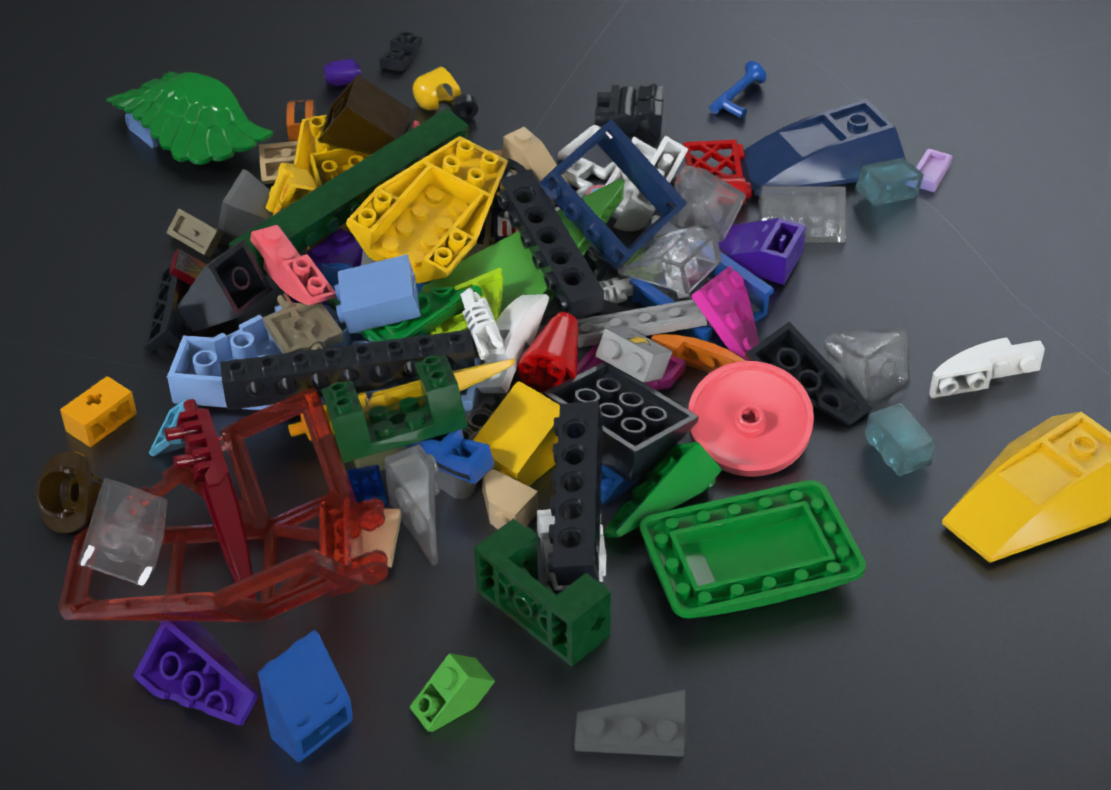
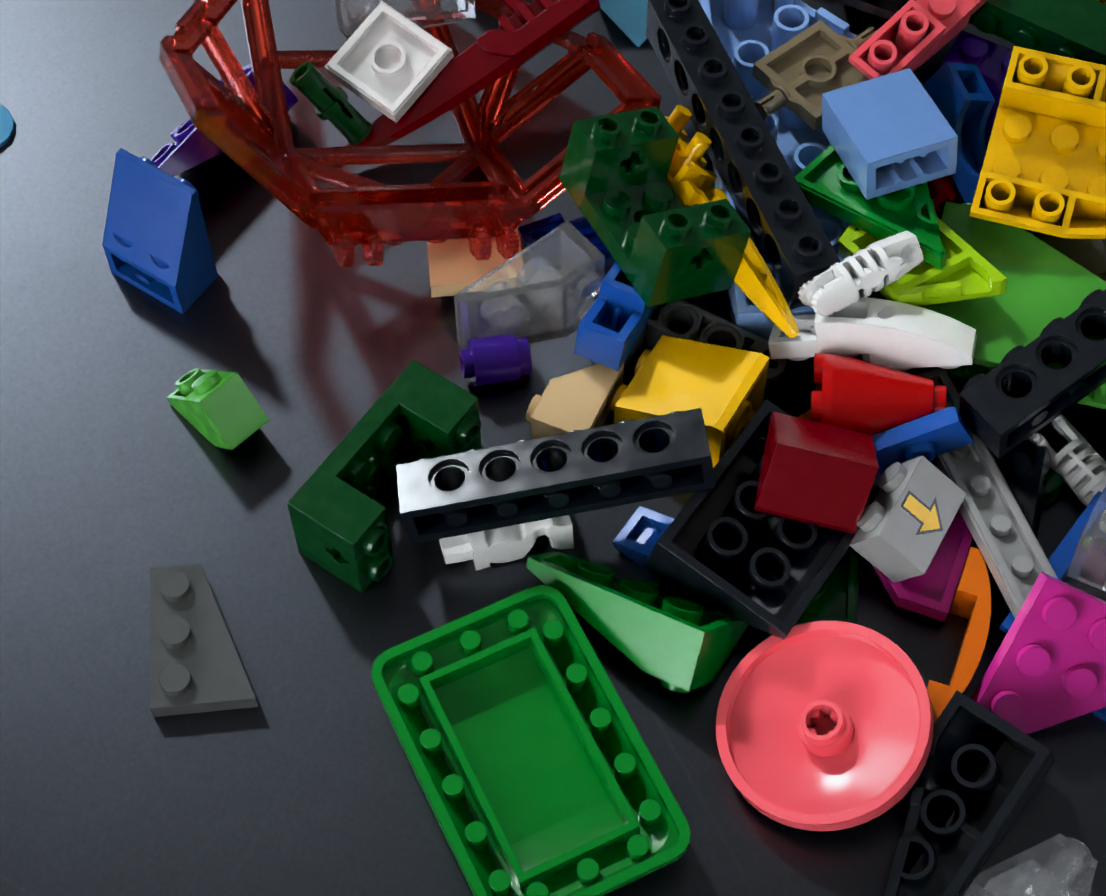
camera: 80 degrees right, 15 degrees up
(203, 539) = (389, 61): none -> white tile
(220, 577) = (330, 103): none -> dark green pin
(454, 537) = (495, 359): none -> dark purple brick
(586, 338) = (923, 436): none -> blue plate
(602, 375) = (816, 473): none -> dark red slope

